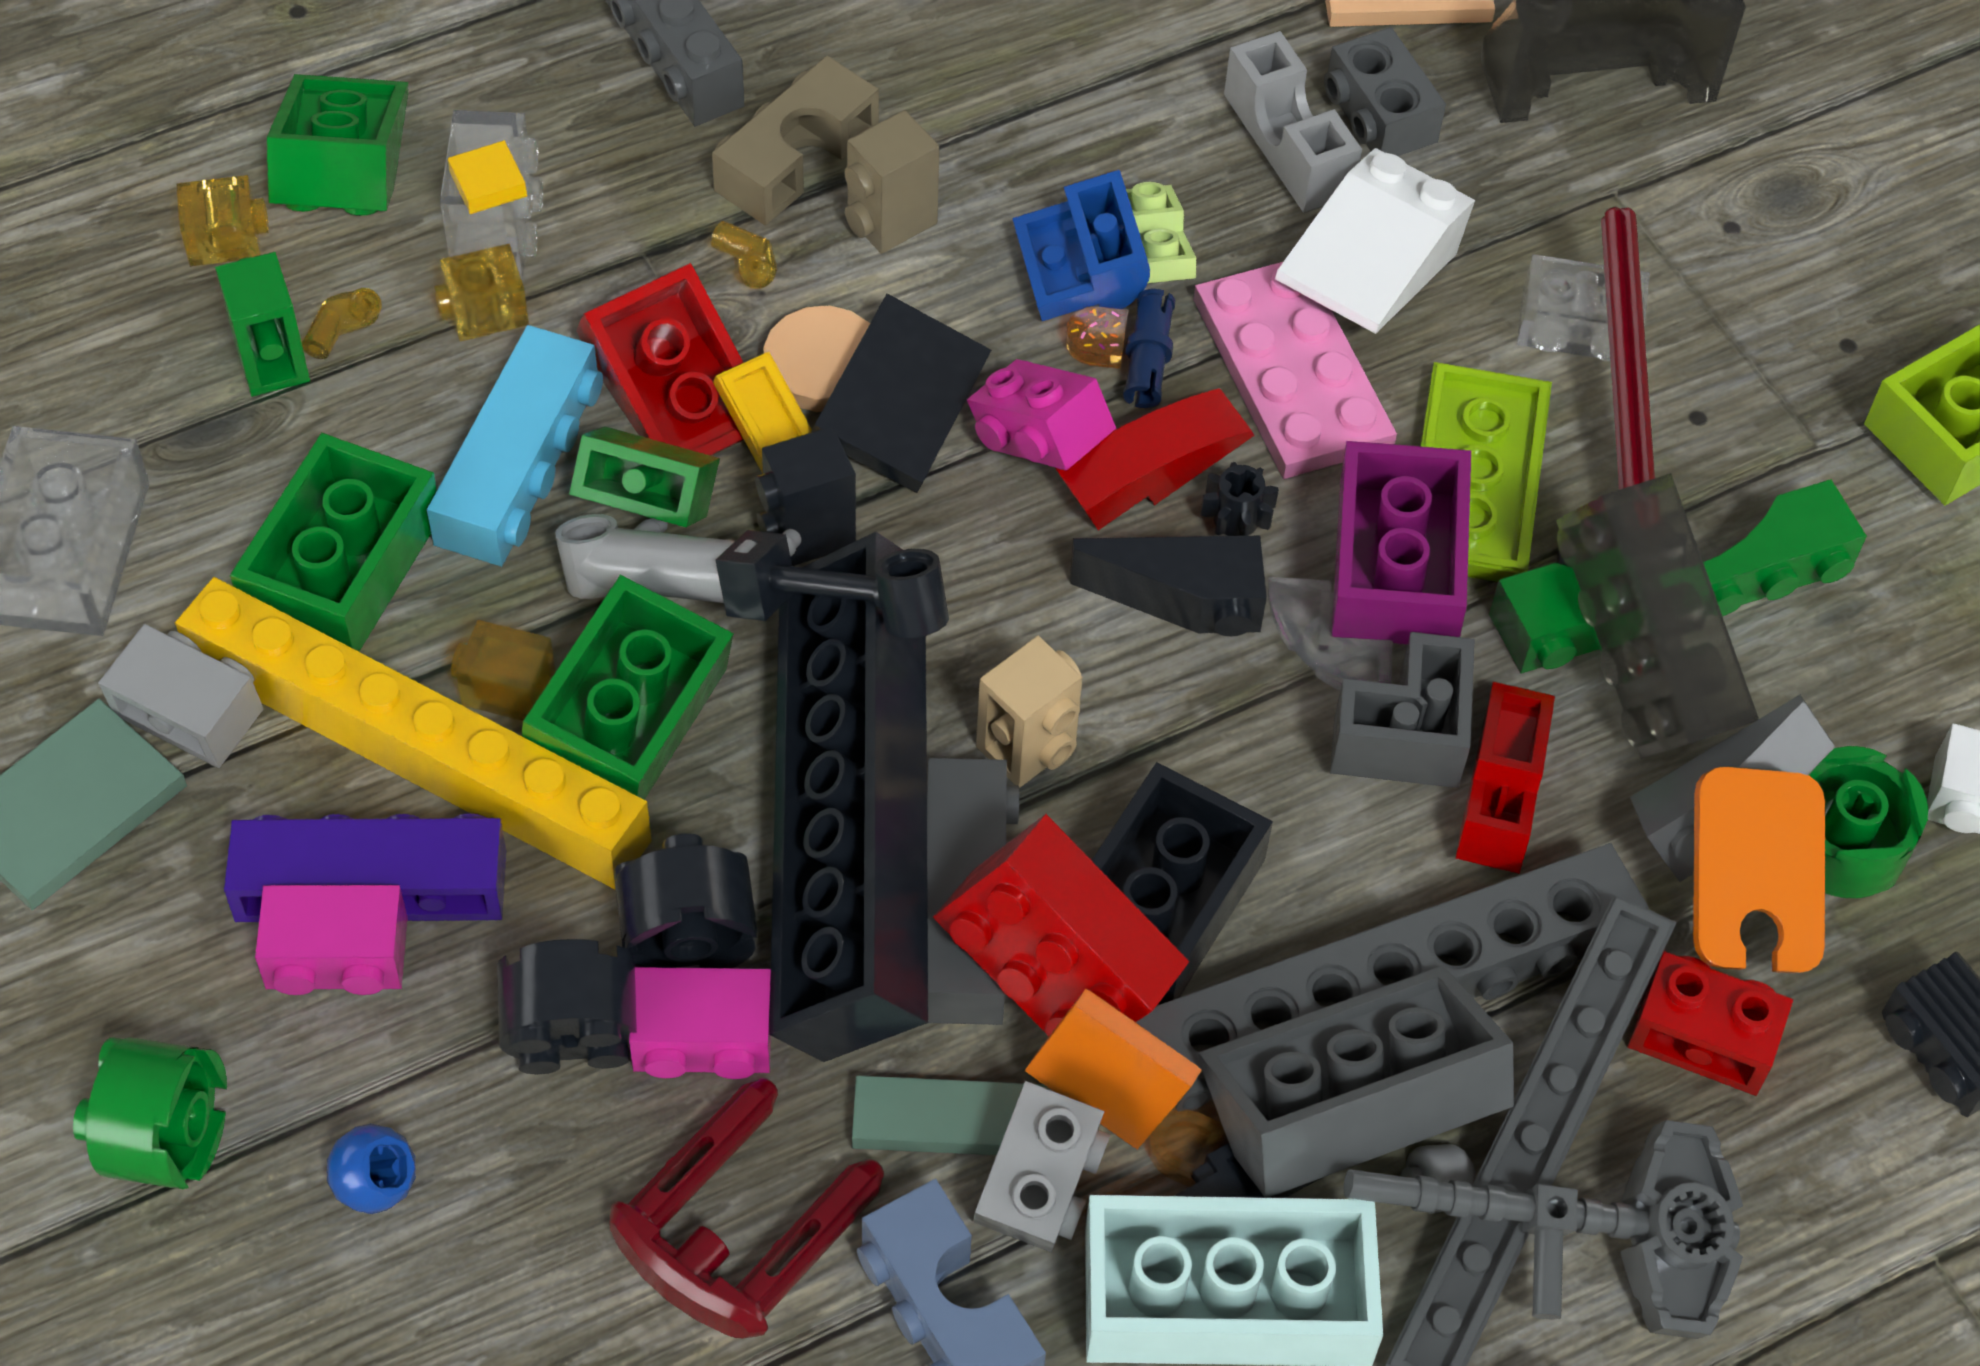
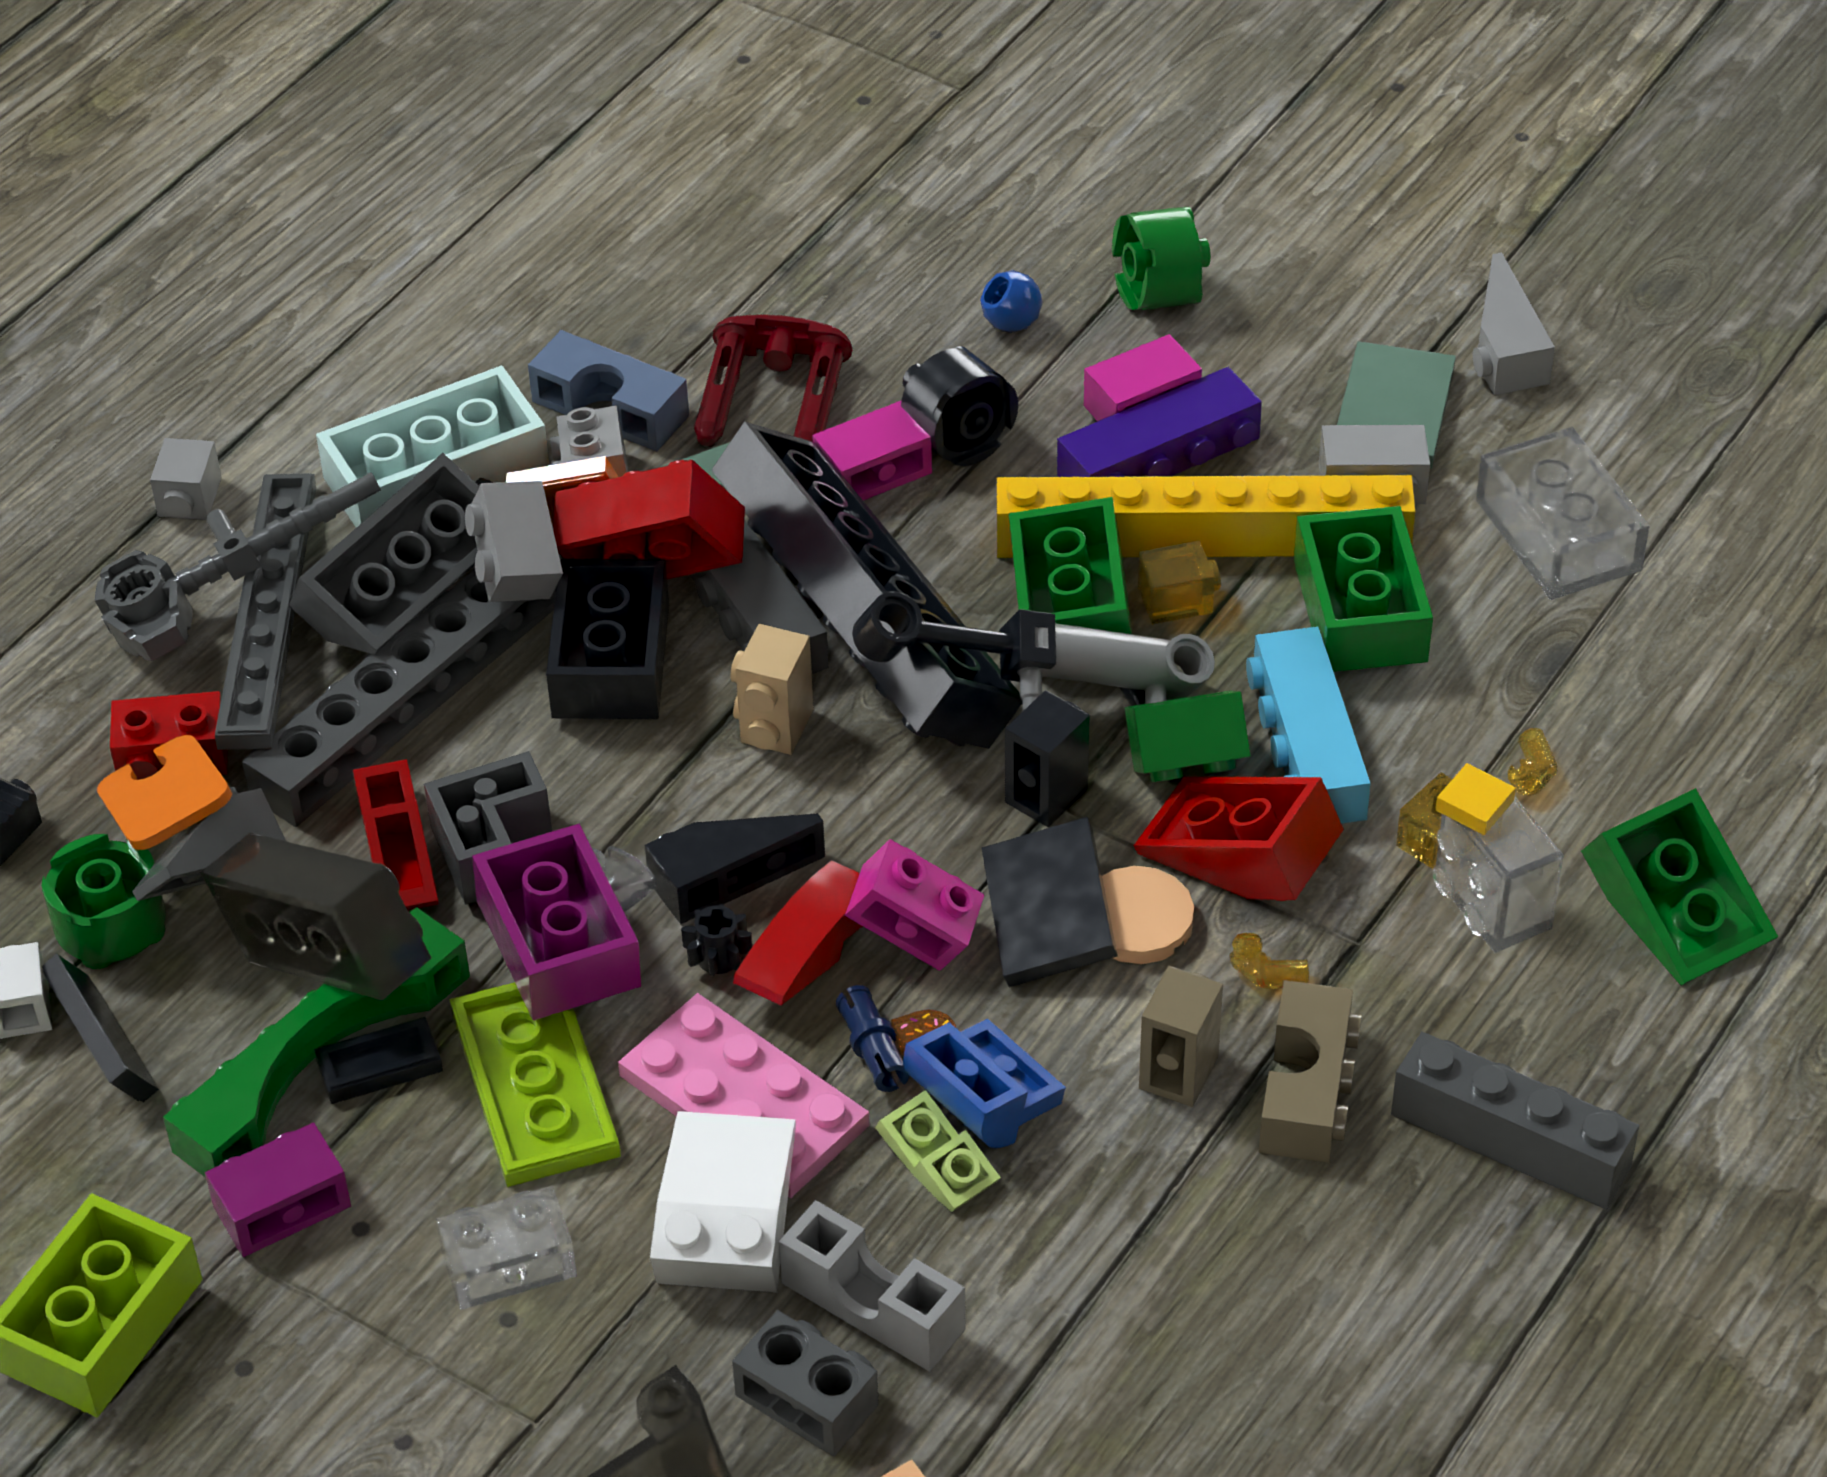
camera: 155 degrees right, 10 degrees down
(220, 220) = (1700, 765): clear yellow brick -> none
(263, 323) = (1566, 691): green brick -> none
(686, 906) = (923, 480): black brick -> none
(761, 404) = (1139, 828): yellow tile -> none
(1231, 983) = (514, 541): none -> light grey brick
(1627, 347) = (433, 1158): dark red axle -> none
(1768, 450) = (278, 1189): none -> magenta brick
(1895, 689) = (99, 1028): none -> black tile

